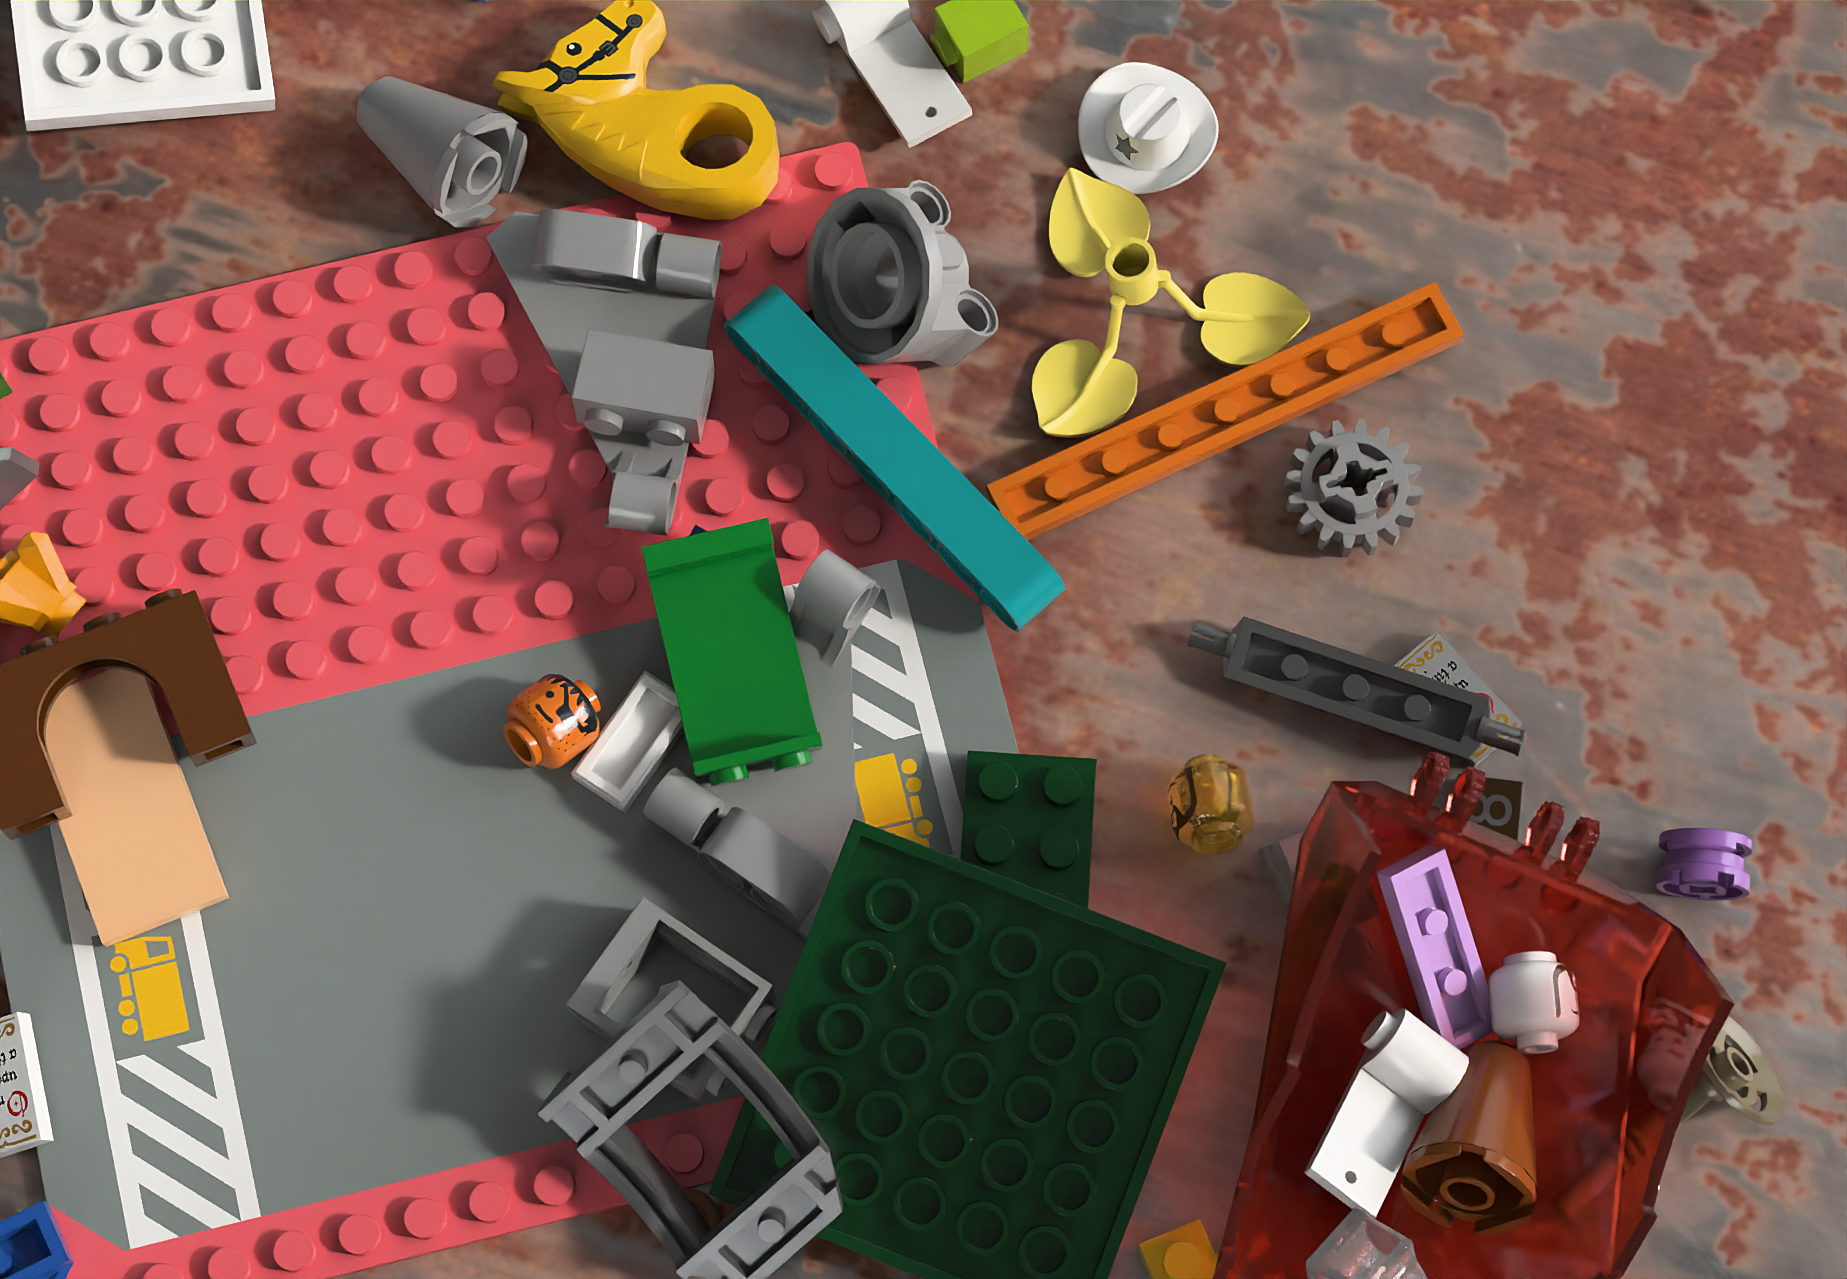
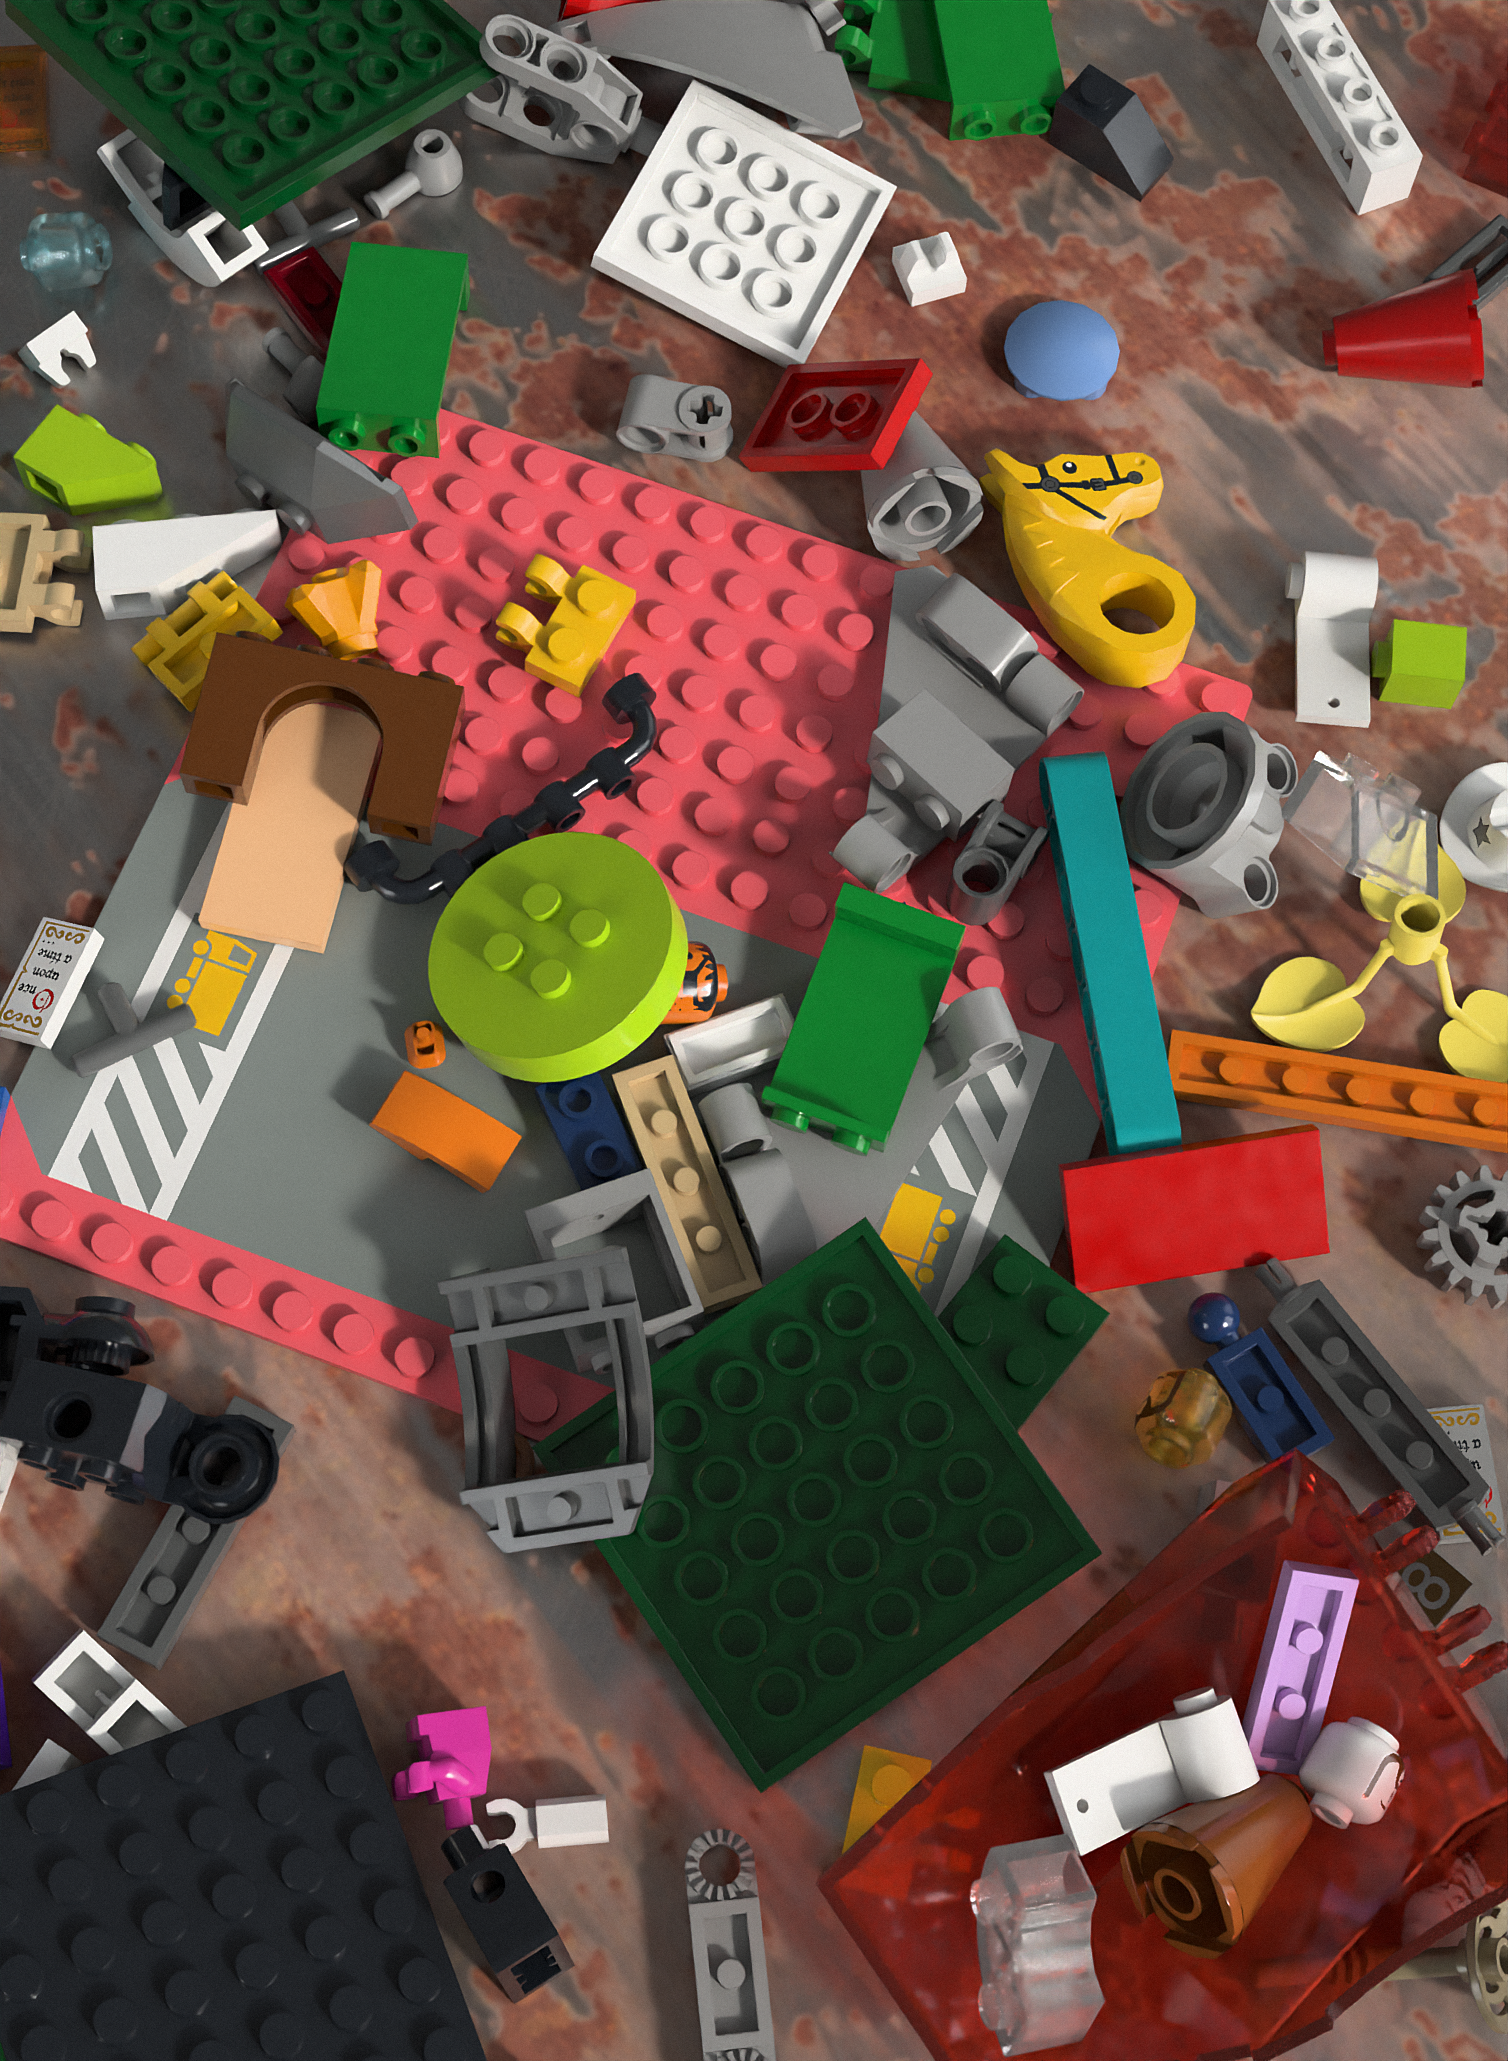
camera: 30 degrees right, 5 degrees down
(114, 1080) = (130, 1034): none -> dark grey piece
(192, 221) = (673, 416): none -> light grey piece
(249, 469) = (579, 630): none -> yellow plate
(318, 691) = (556, 804): none -> black bar
(341, 132) = (836, 416): none -> red plate
(373, 917) = (425, 1044): none -> orange rock
(439, 769) = (558, 957): none -> lime brick
(445, 979) = (446, 1130): none -> orange slope
(549, 887) = (588, 1130): none -> dark blue plate
(677, 882) = (687, 1181): none -> tan plate
(745, 433) = (996, 855): none -> dark grey piece
(1034, 206) = (1367, 823): none -> clear slope
(1105, 625) = (1194, 1208): none -> red tile
(1251, 736) = (1257, 1382): none -> dark blue plate

